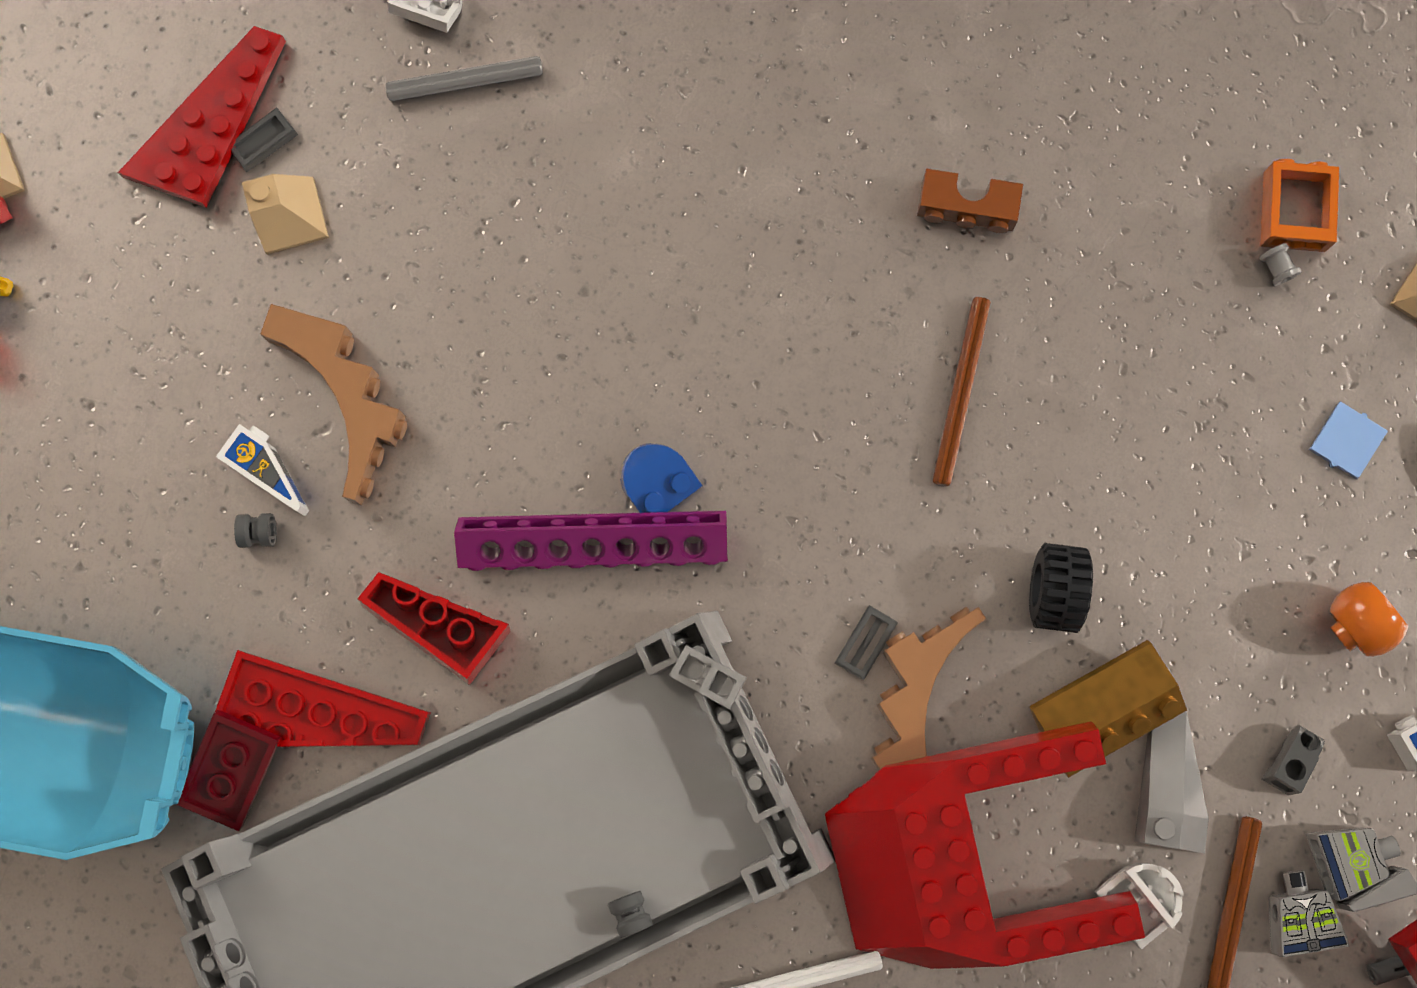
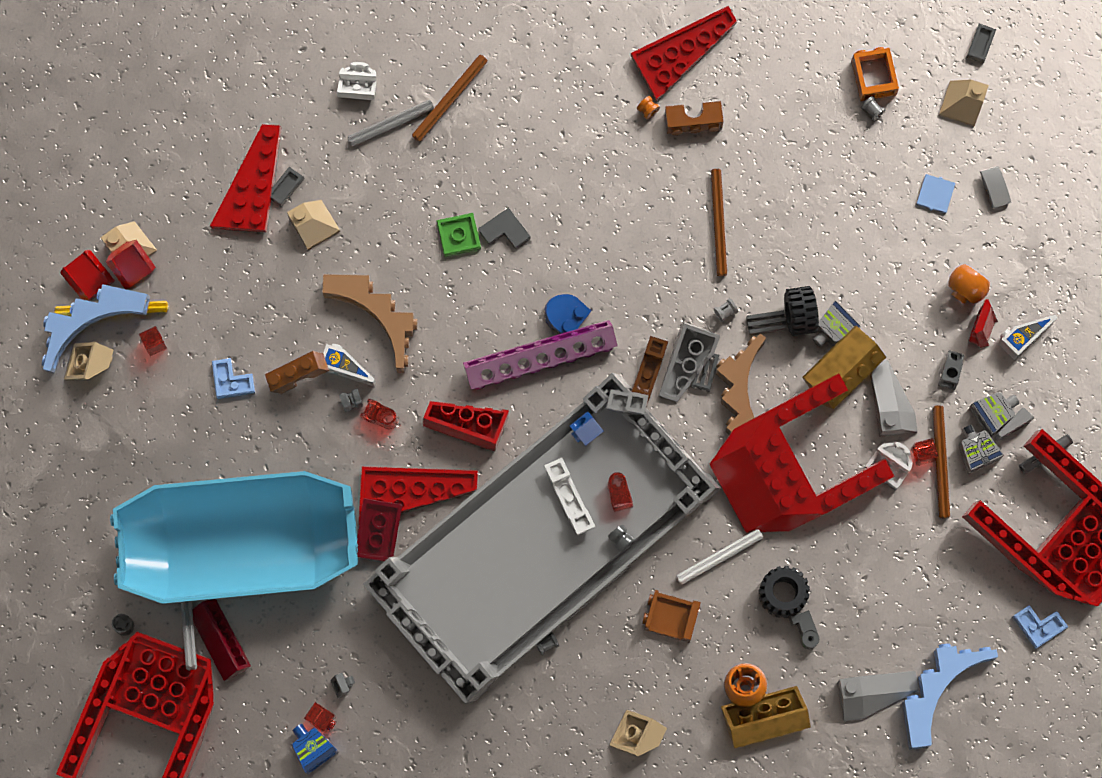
camera: 20 degrees left, 5 degrees down
(65, 445) = (229, 385): none -> light blue tile
(164, 459) = (307, 366): none -> dark orange arch
(291, 565) = (376, 413): none -> clear red piece
(519, 295) = (458, 234): none -> bright green tile
(562, 814) = (569, 497): none -> white slope
(572, 62) = (449, 98): none -> dark orange axle
(599, 298) = (507, 225): none -> dark grey tile
(624, 700) = (585, 429): none -> blue brick
(650, 837) = (620, 495): none -> clear red piece
(769, 617) = (650, 366): none -> reddish brown slope
(846, 609) = (690, 354): none -> light grey wedge
(897, 163) = (648, 108): none -> orange wheel
(930, 547) = (725, 310): none -> light grey bush
(965, 85) = (674, 55): none -> red wing
(1023, 590) = (766, 322): none -> dark grey tile
(1112, 627) = (834, 325): none -> light grey torso
(1208, 897) = (924, 452): none -> clear red brick
(1370, 695) = (983, 325): none -> red slope

